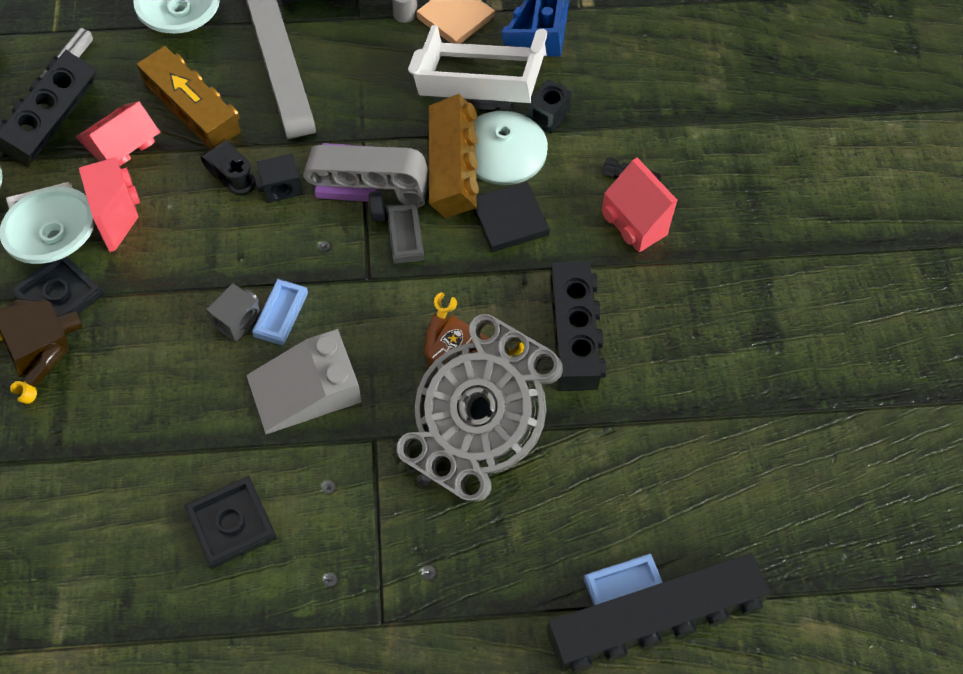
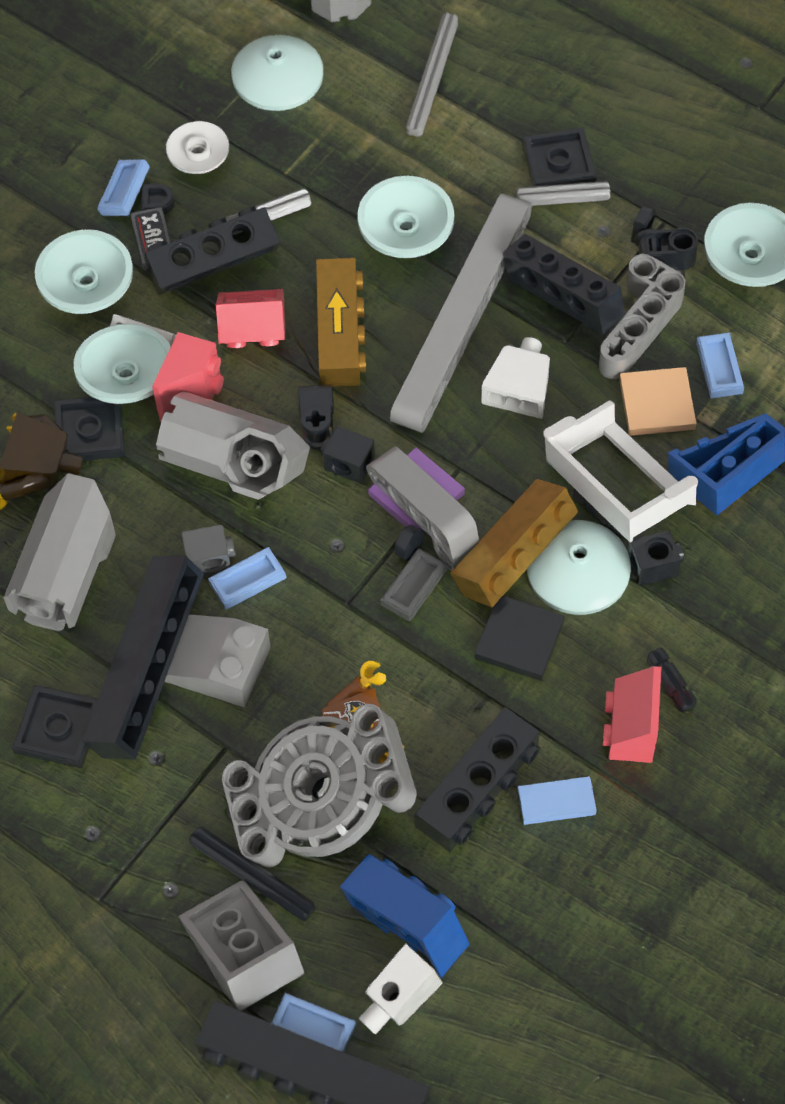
camera: 45 degrees right, 0 degrees up
(122, 391) = (61, 554): none -> light grey brick
(187, 225) = (231, 445): none -> light grey brick
(257, 421) = (143, 657): none -> black brick
(355, 55) = (518, 379): none -> white torso
(479, 511) = (252, 873): none -> black axle
(523, 565) = (242, 945): none -> light grey slope
(614, 446) = (407, 910): none -> blue wedge
(635, 301) = (556, 800): none -> light blue tile
(666, 489) = (408, 976): none -> white torso

